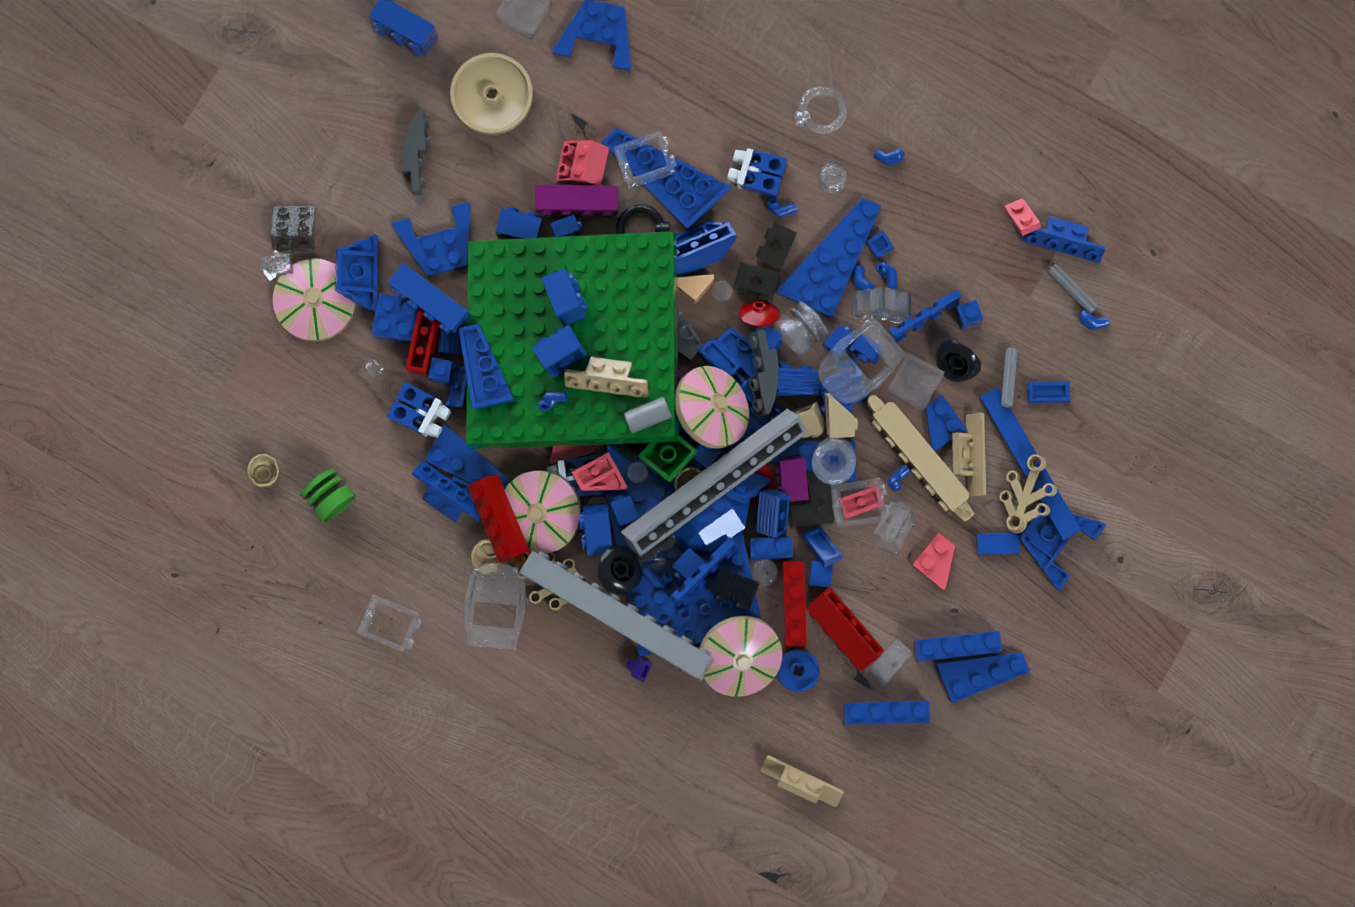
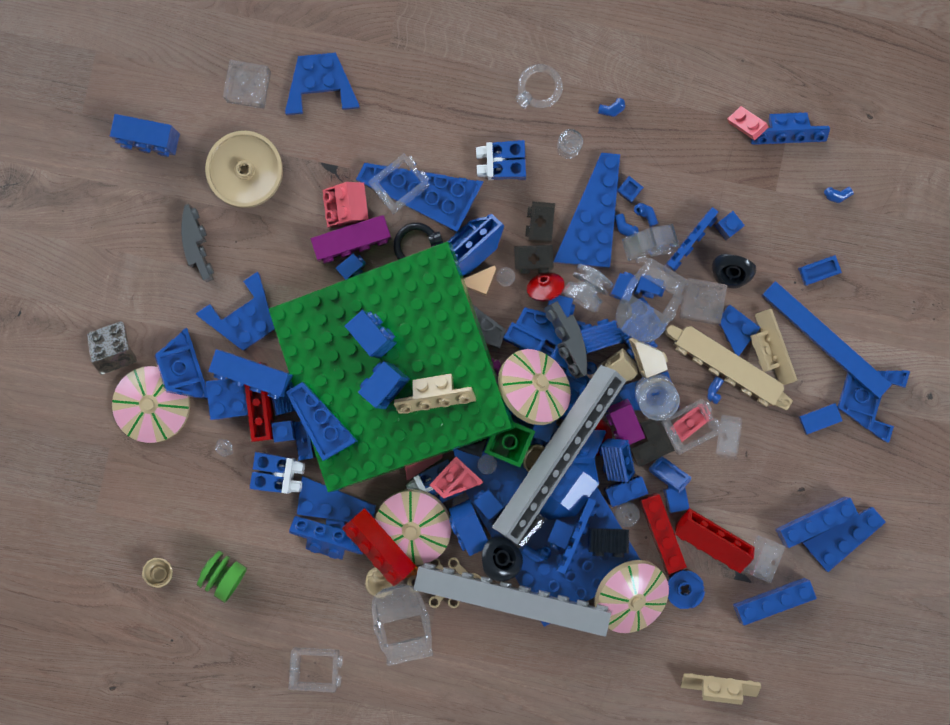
camera: 15 degrees left, 5 degrees up
(277, 265) = (106, 385): clear tile -> none
(518, 225) = (308, 279): blue brick -> none
(551, 399) = (389, 430): blue arm -> none
(639, 669) = (546, 634): dark purple tile -> none
(648, 415) = (481, 416): light grey brick -> none
(779, 210) = (531, 187): blue arm -> none
(936, 561) = (772, 451): coral wing -> none
(1009, 377) = (782, 269): light grey axle -> none
(1026, 497) = (832, 370): tan plant -> none
(1072, 288) = (811, 171): light grey axle -> none

